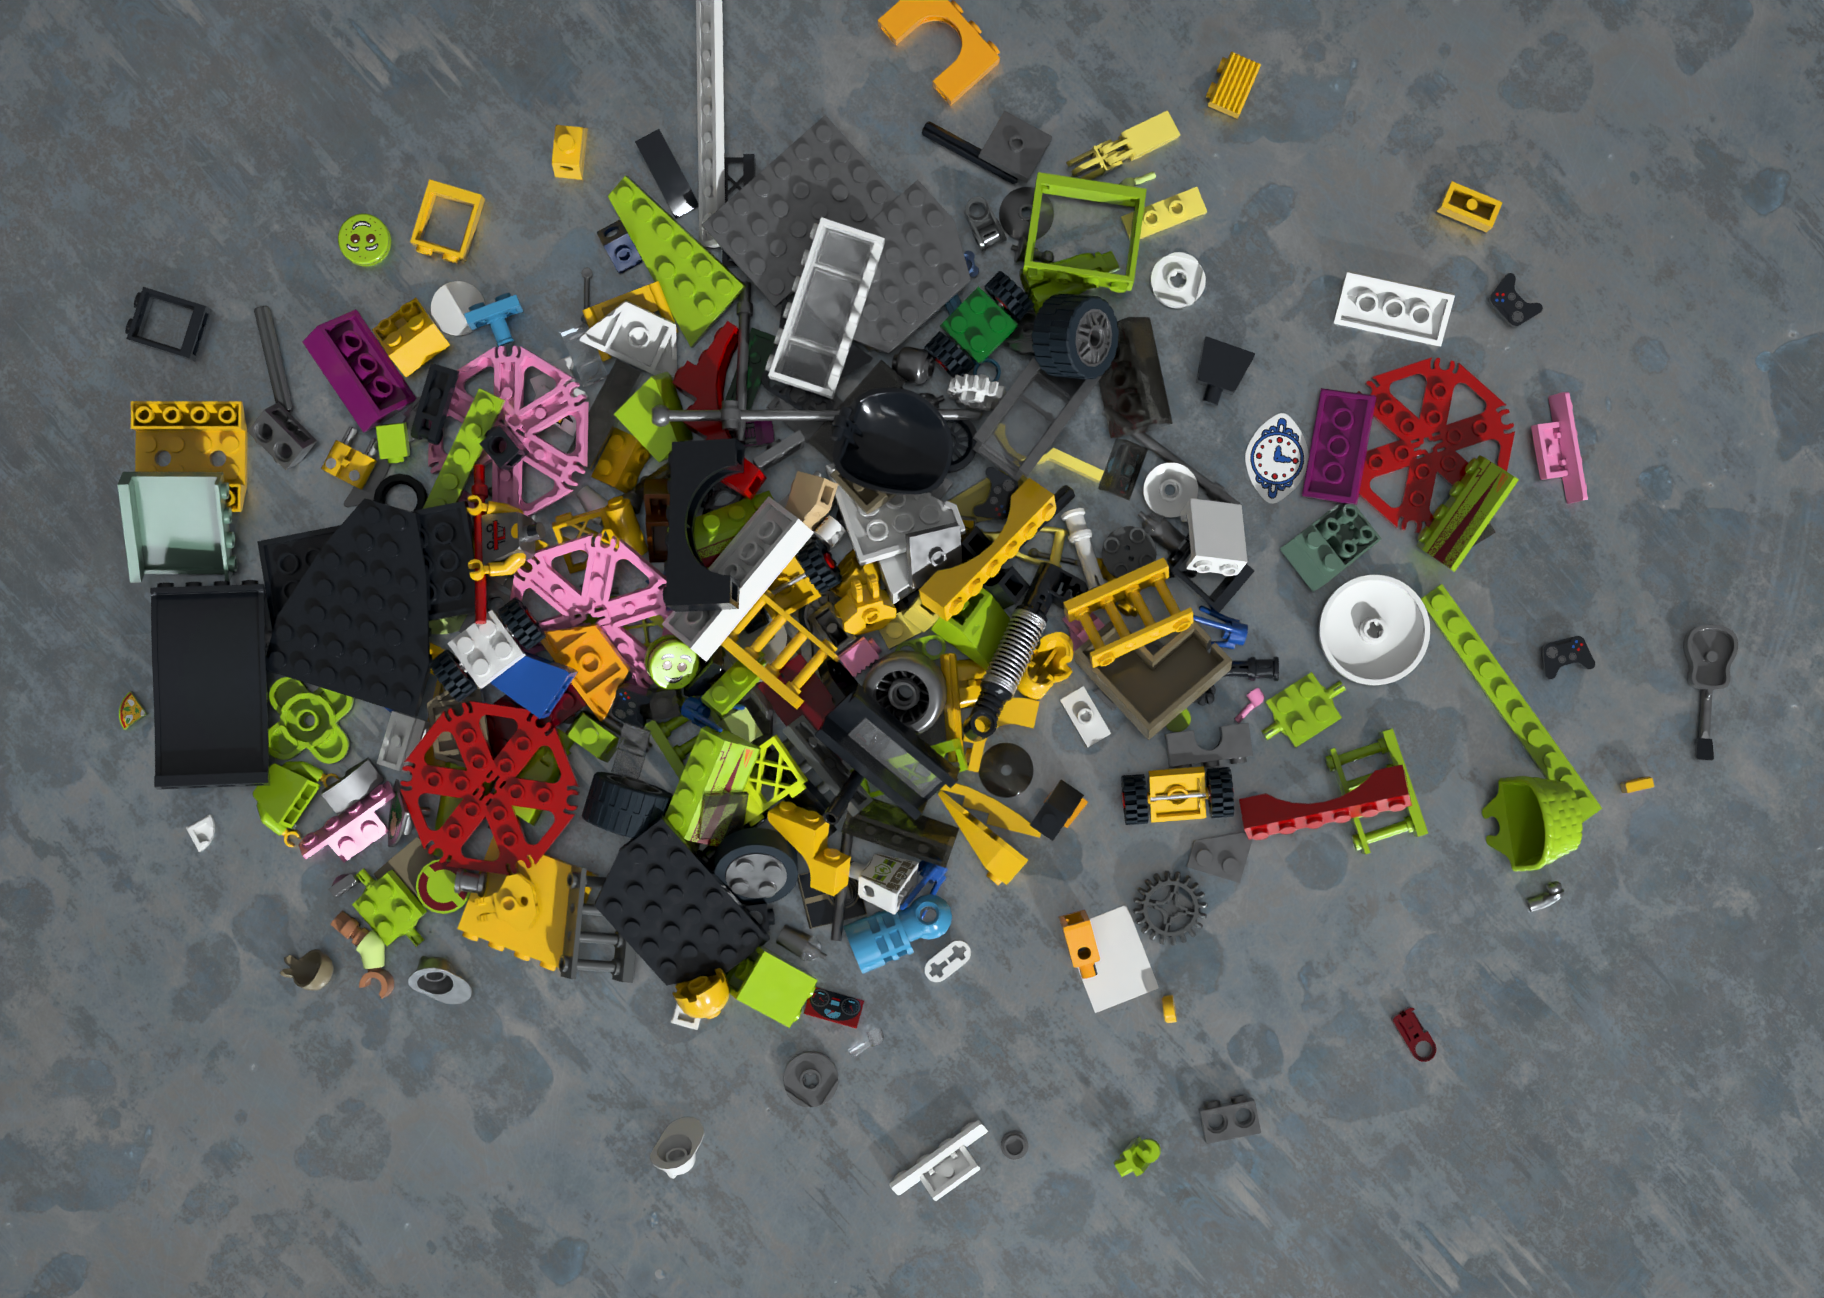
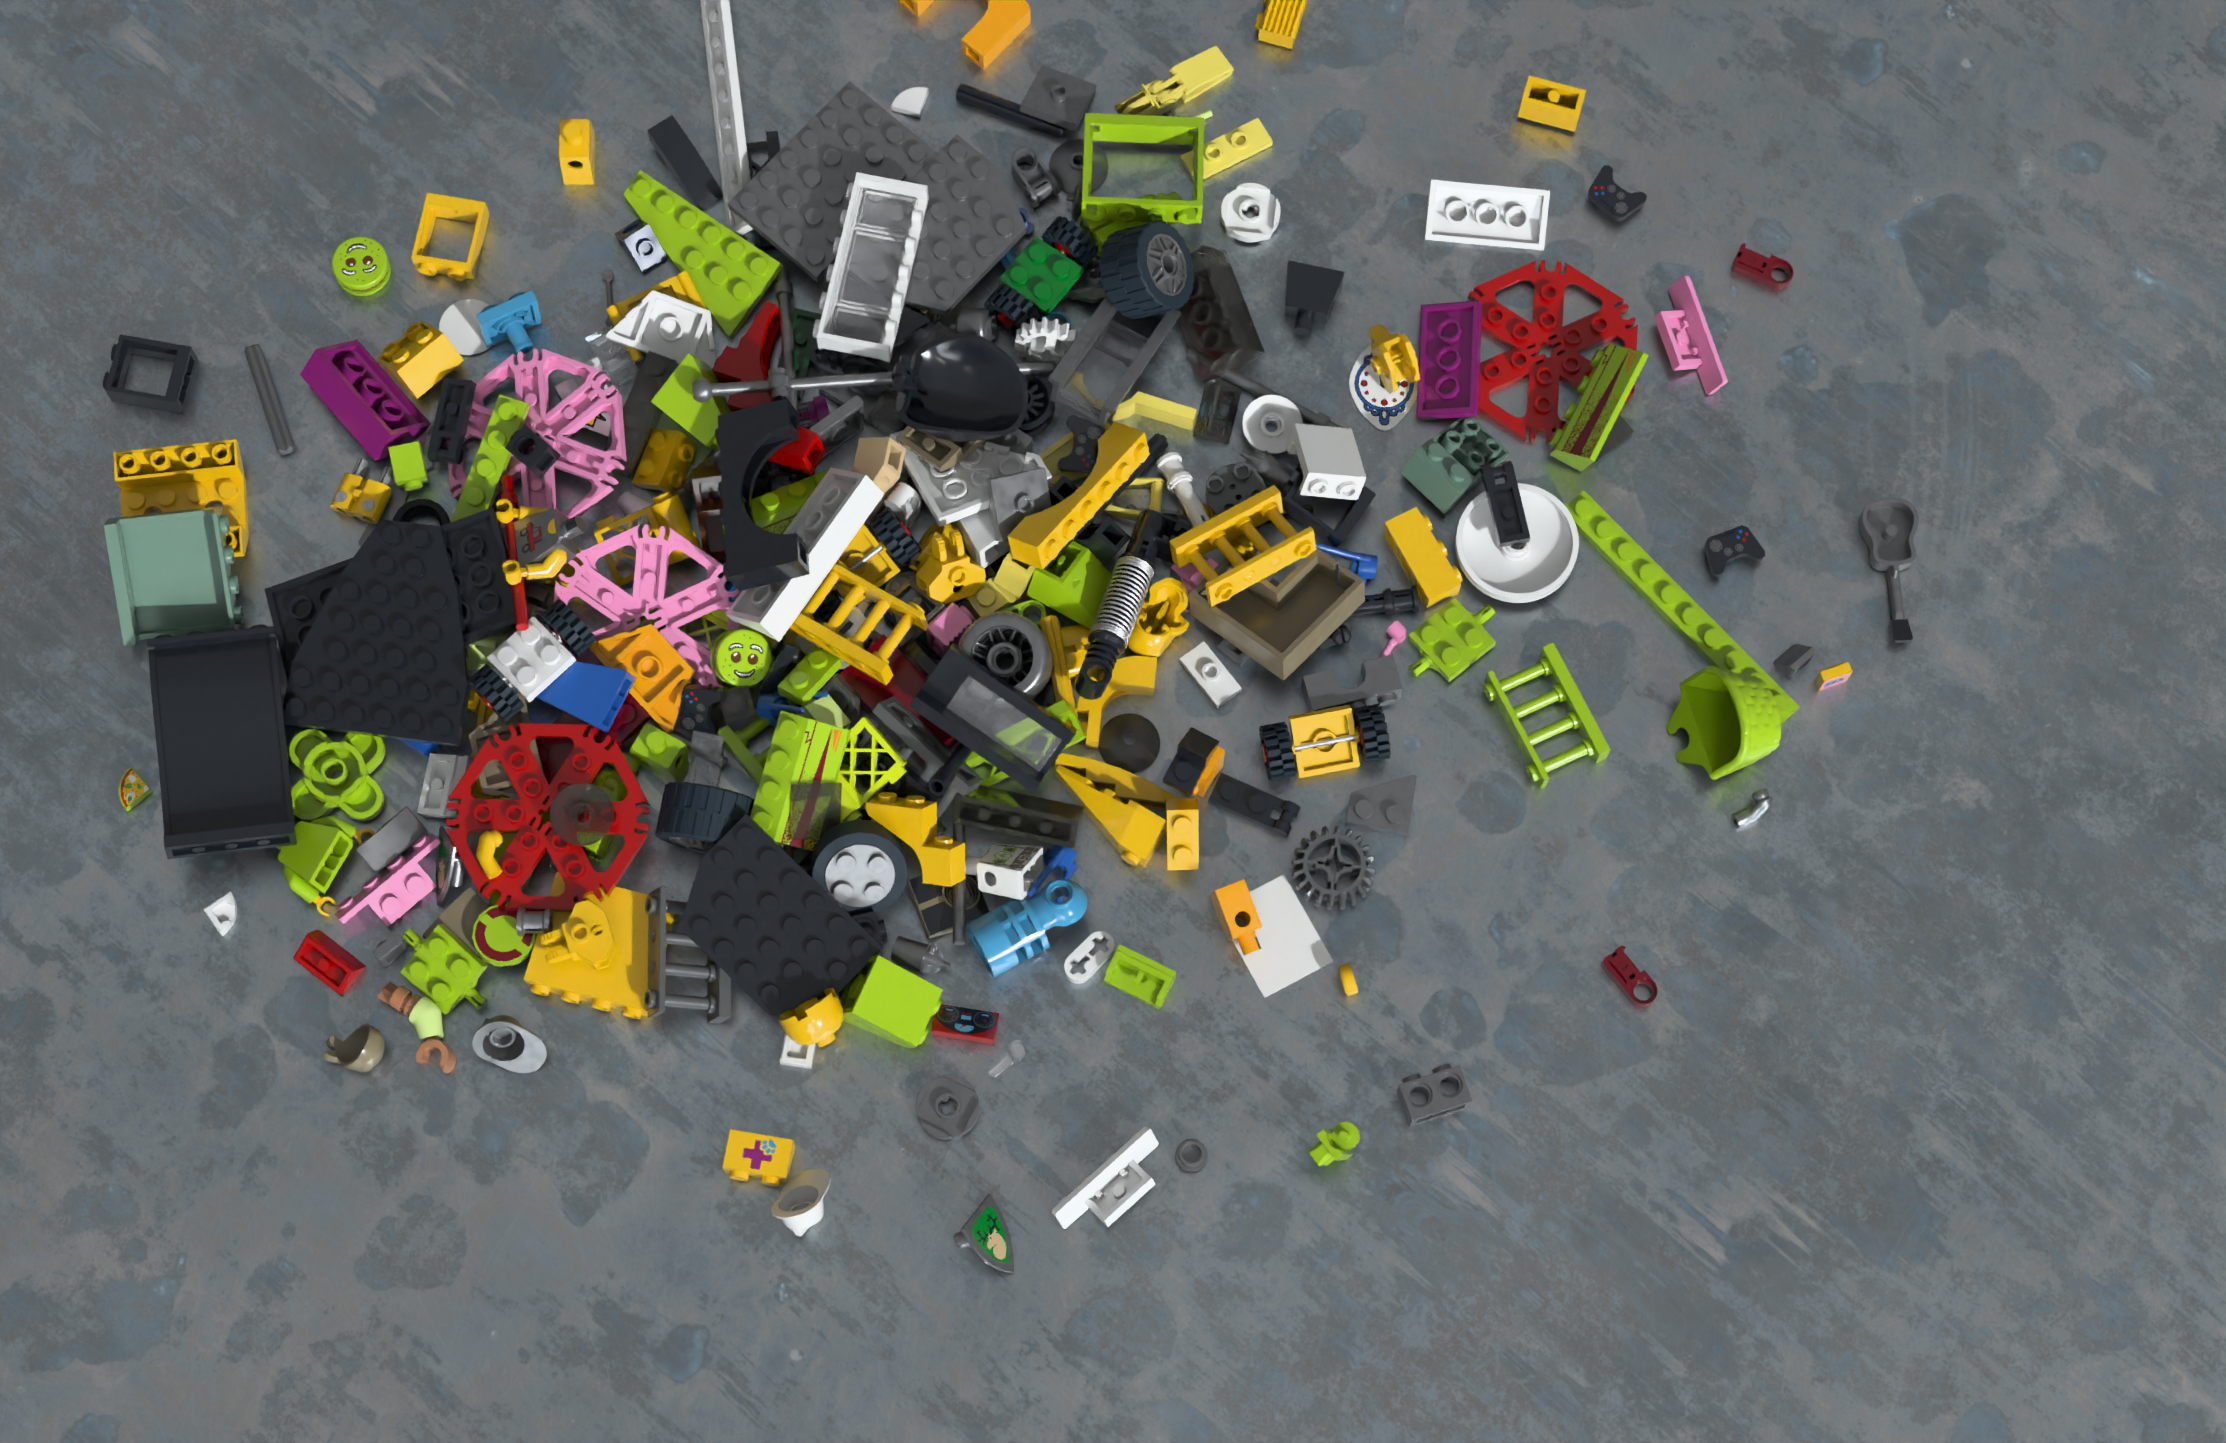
camera: 10 degrees left, 15 degrees down
(277, 432) = (286, 469): flat silver brick -> none
(291, 885) = (328, 961): none -> red slope
(433, 817) = (485, 852): none -> yellow arm
(505, 802) = (574, 801): none -> clear smoke dish
(644, 1105) = (758, 1157): none -> yellow brick
(833, 1198) = (988, 1236): none -> shield
(880, 132) = (911, 101): none -> white tile
(989, 985) = (1139, 976): none -> lime hinge
(1041, 867) = (1182, 834): none -> yellow brick
(1107, 839) = (1253, 804): none -> black plate
(1180, 722) = (1313, 664): lime tile -> none
(1287, 440) = (1392, 358): none -> yellow hinge
(1288, 631) = (1422, 557): none -> yellow brick
(1368, 597) = (1505, 504): none -> black plate
(1381, 792) = (1546, 708): red arch -> none
(1604, 763) = (1794, 659): none -> flat silver slope
(1635, 386) = (1759, 267): none -> dark red piece

